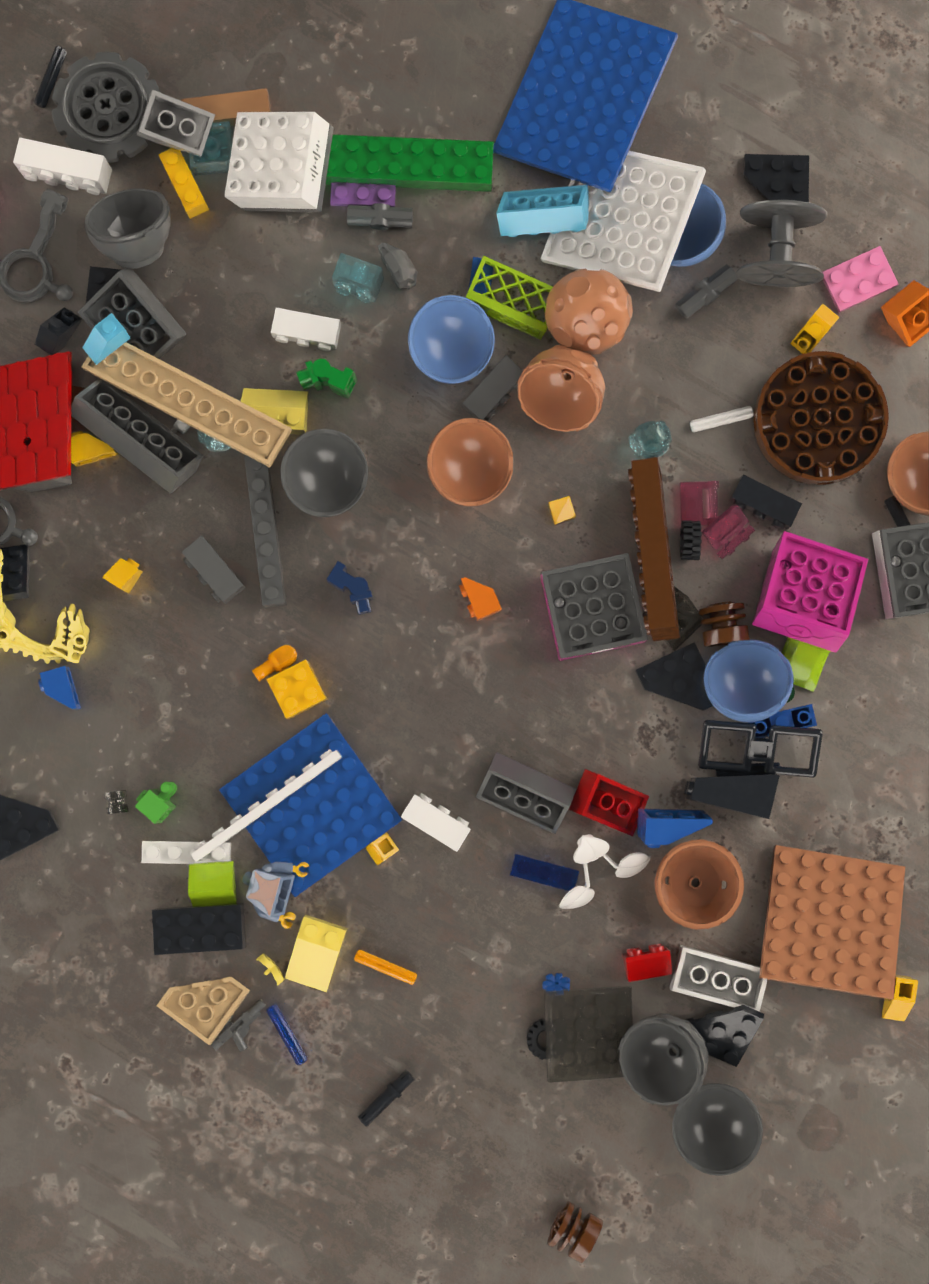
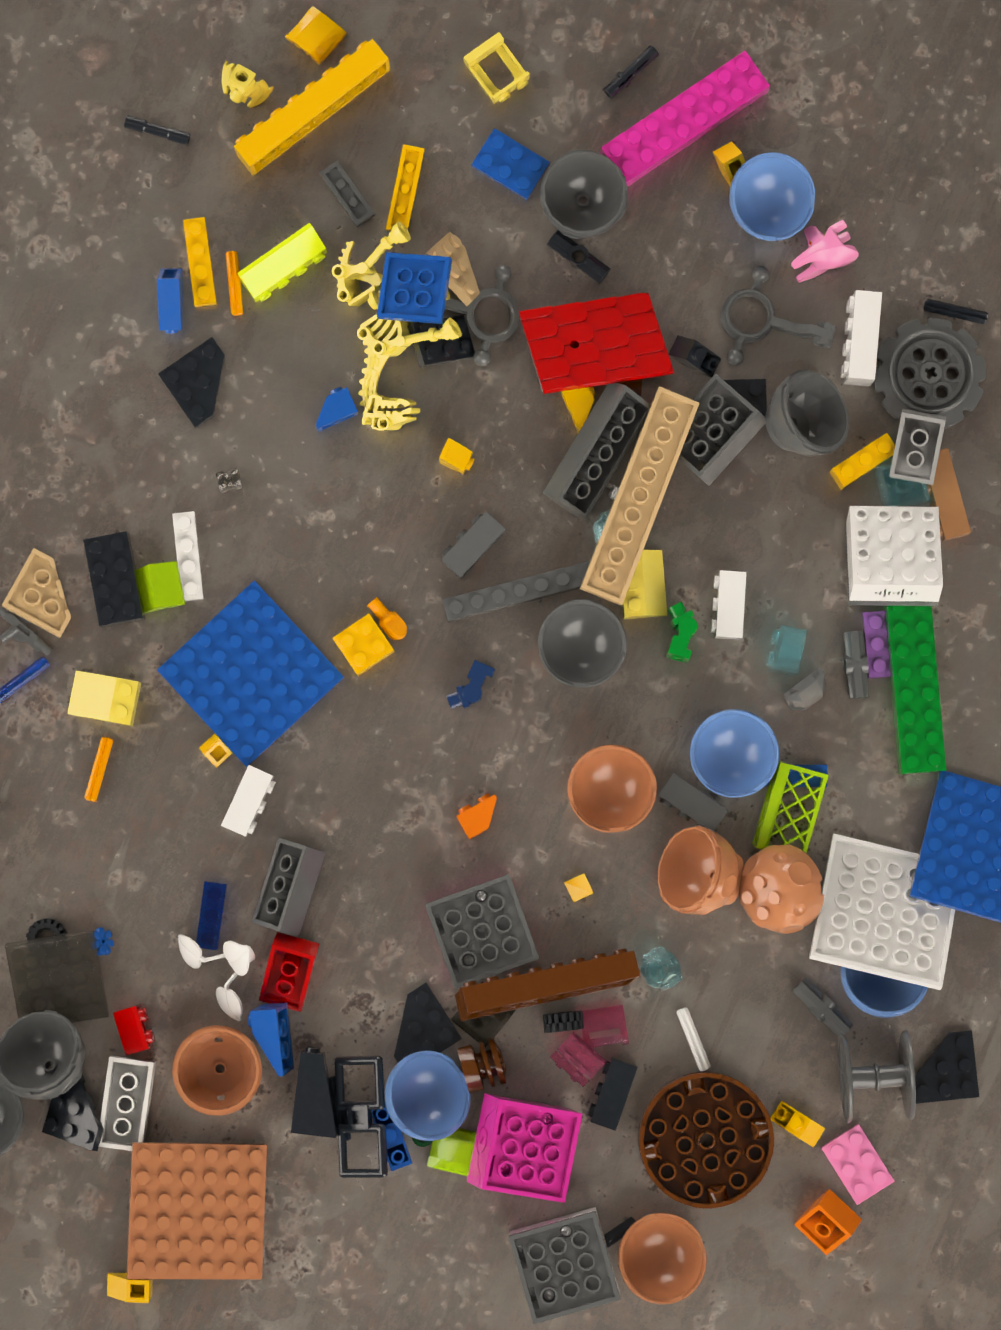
camera: 75 degrees right, 0 degrees up
(105, 339) = (689, 406): medium azure slope -> none
(157, 804) = (231, 521): bright green brick -> none
(257, 809) = (238, 622): white plate -> none
(271, 889) = (161, 645): sand blue torso -> none
(272, 967) = (84, 657): light yellow piece -> none
(543, 211) = (882, 830): medium azure slope -> none

